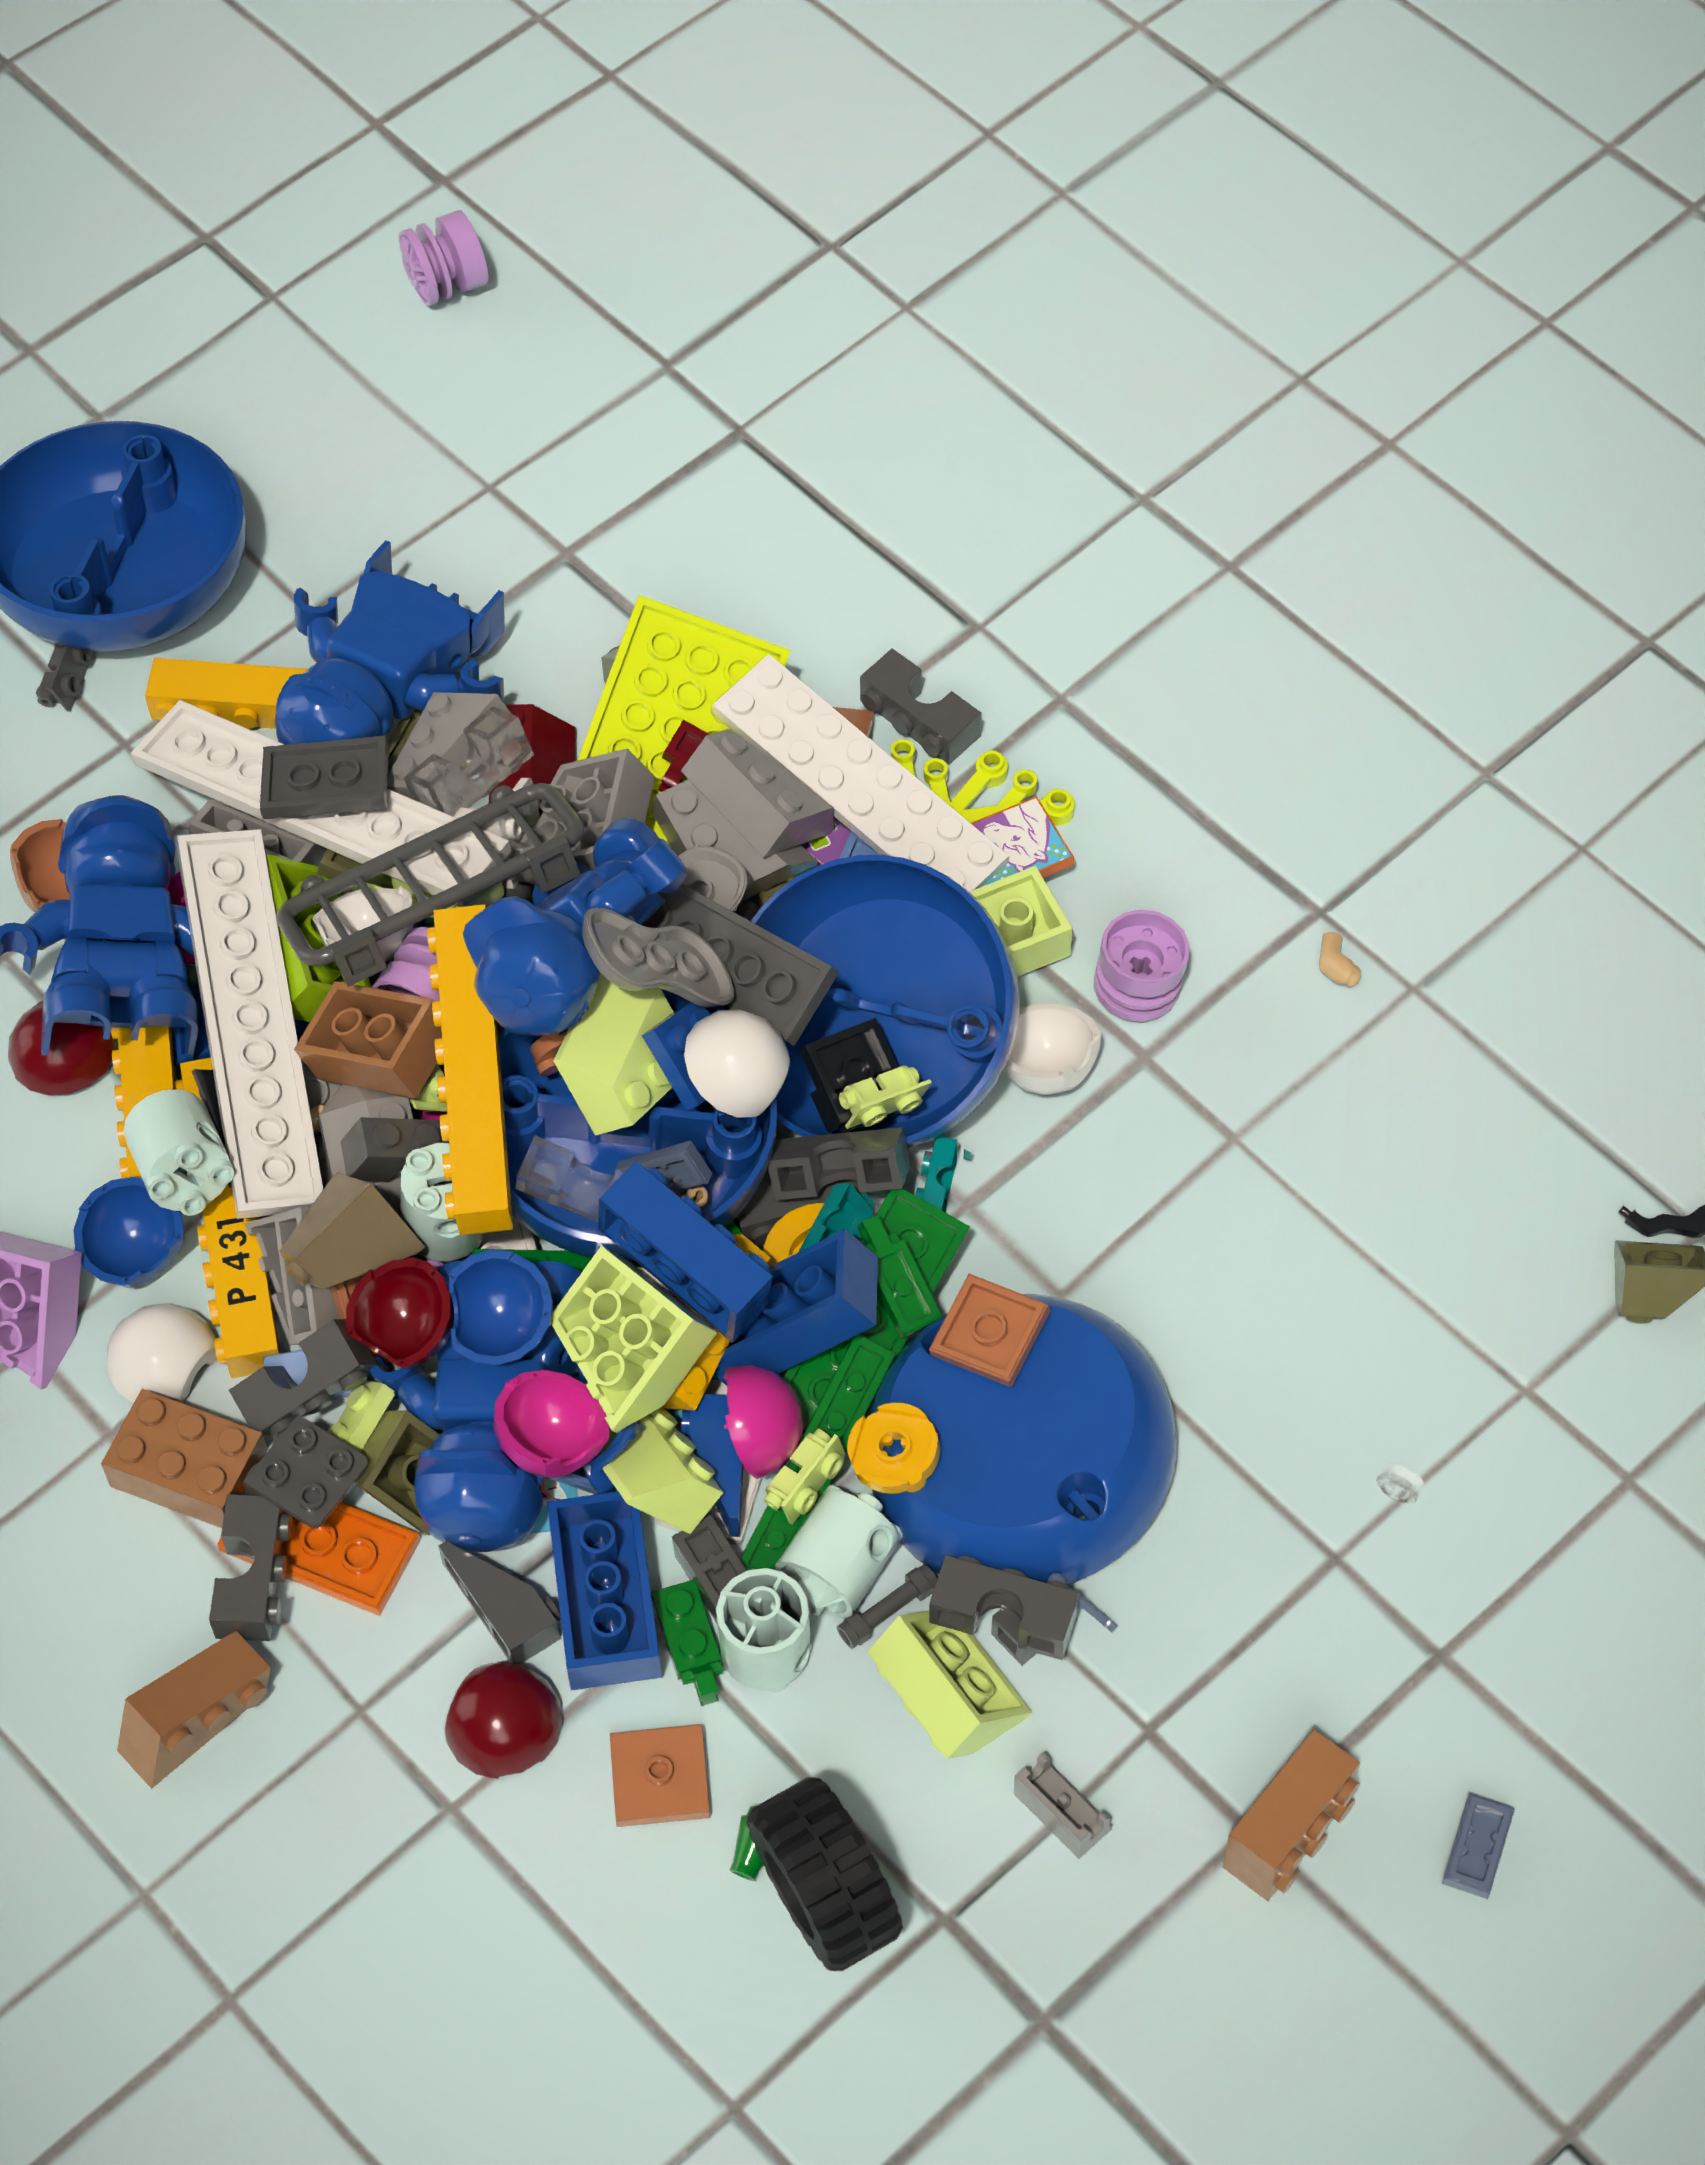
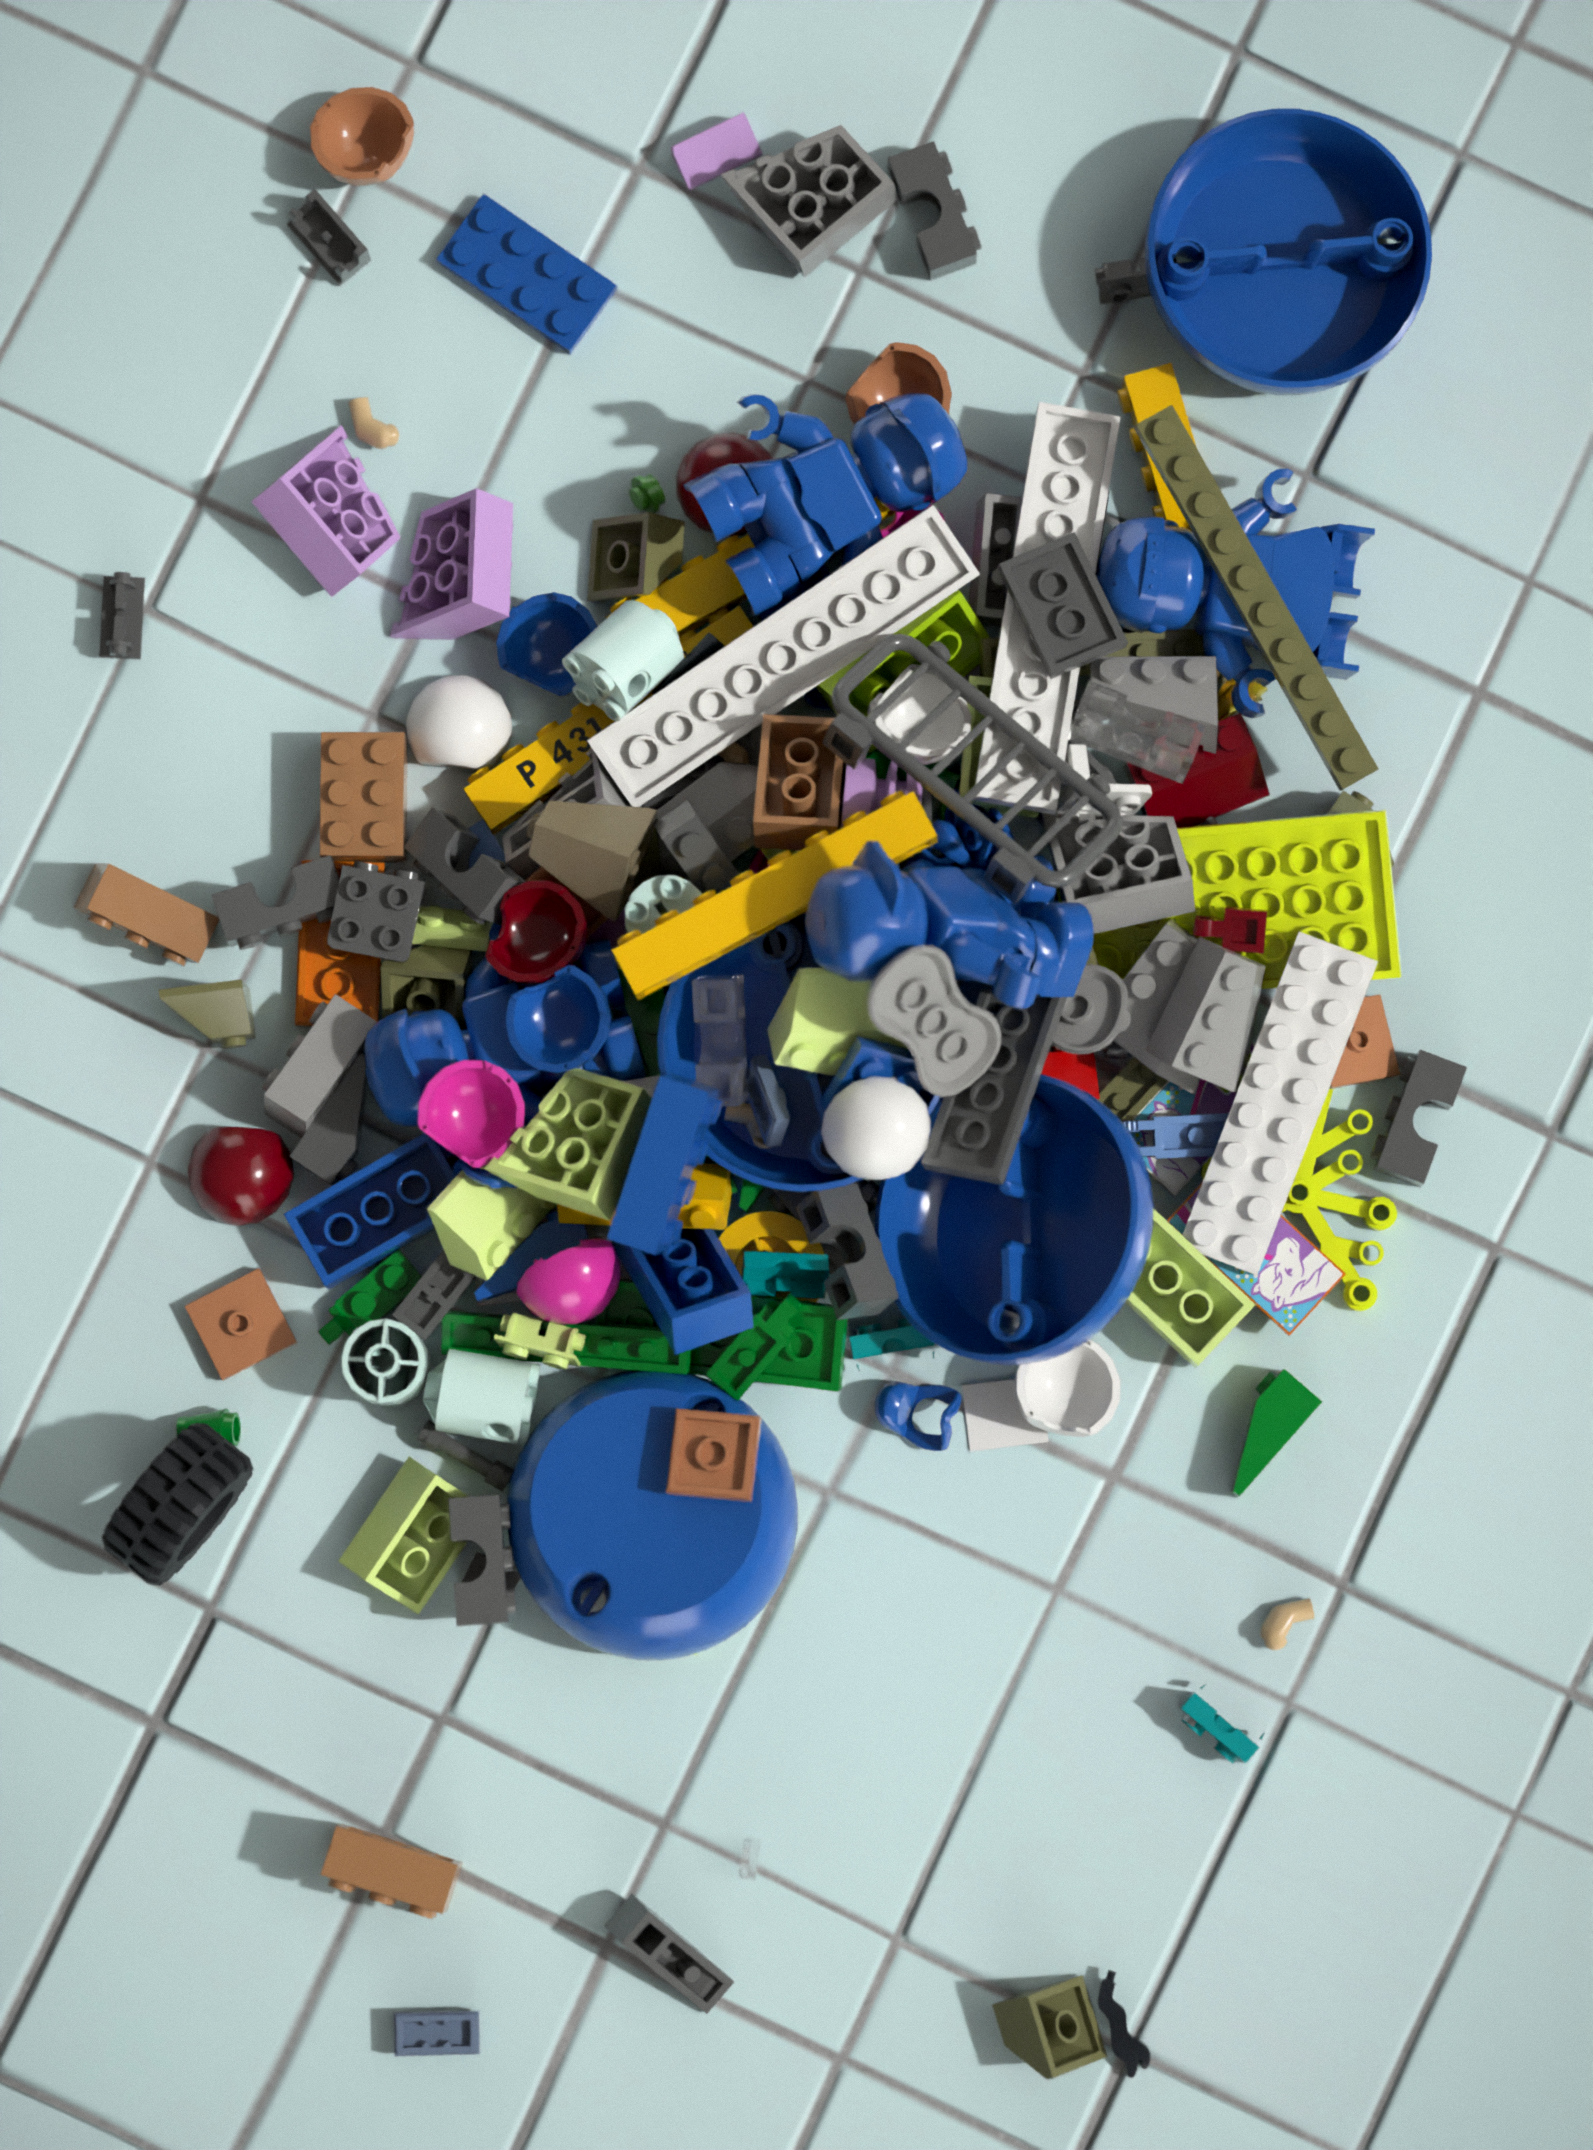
camera: 70 degrees right, 25 degrees up
(31, 1113) = (646, 493): none -> bright green plate
(79, 1142) = (633, 555): none -> olive slope
(325, 1672) = (216, 1010): none -> olive slope
(397, 632) = (1255, 597): none -> olive plate
(435, 1592) = (316, 1065): none -> light grey wedge
(842, 1061) = (945, 1229): black plate -> none
(880, 1429) = (554, 1399): yellow plate -> none
(898, 1092) = (915, 1256): yellowish green hinge -> none
(1004, 1208) = (896, 1405): none -> blue piece
(1047, 1126) = (995, 1417): none -> white sticker
(1061, 1807) = (340, 1672): light grey hinge -> none
(1087, 1606) = (523, 1597): sand blue hinge -> none
(1140, 886) = (1273, 1420): none -> green slope
(1141, 965) = (1212, 1429): lavender wheel -> none
(1403, 1050) = (1231, 1741): none -> teal piece
(1467, 1591) = (668, 1953): none -> dark grey slope

